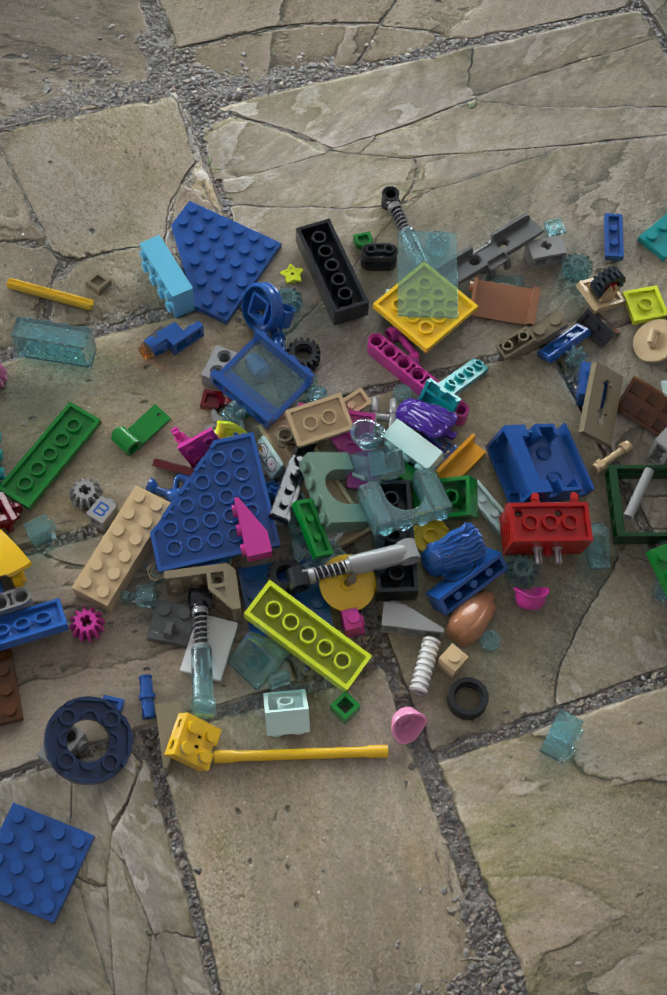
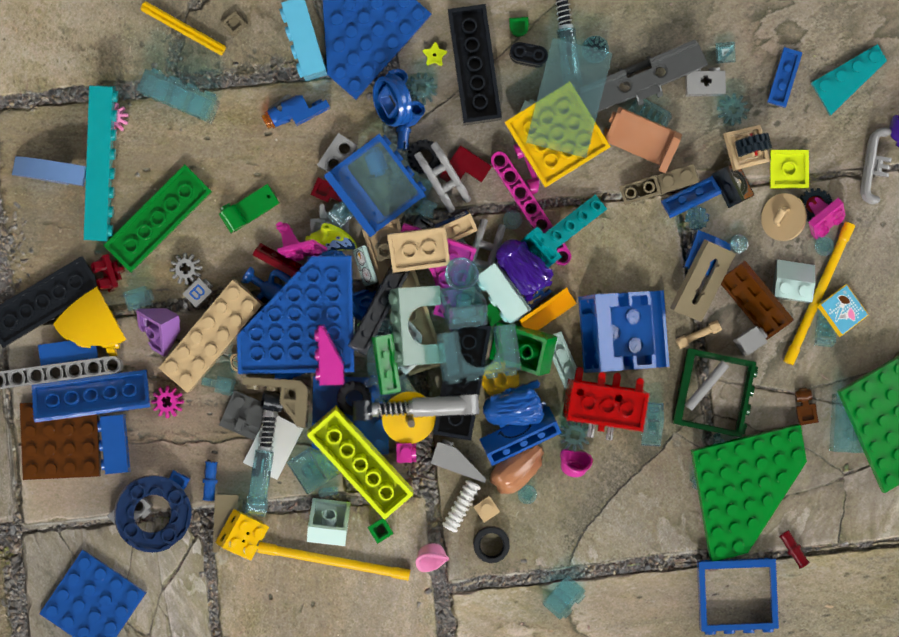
camera: 15 degrees right, 25 degrees up
(34, 679) = (114, 444): none -> blue brick
(66, 554) = (160, 326): none -> medium lavender slope
(326, 376) = (432, 173): none -> light grey piece
(344, 354) = (467, 162): none -> dark red tile
(623, 370) = (738, 243): none -> clear light blue plate

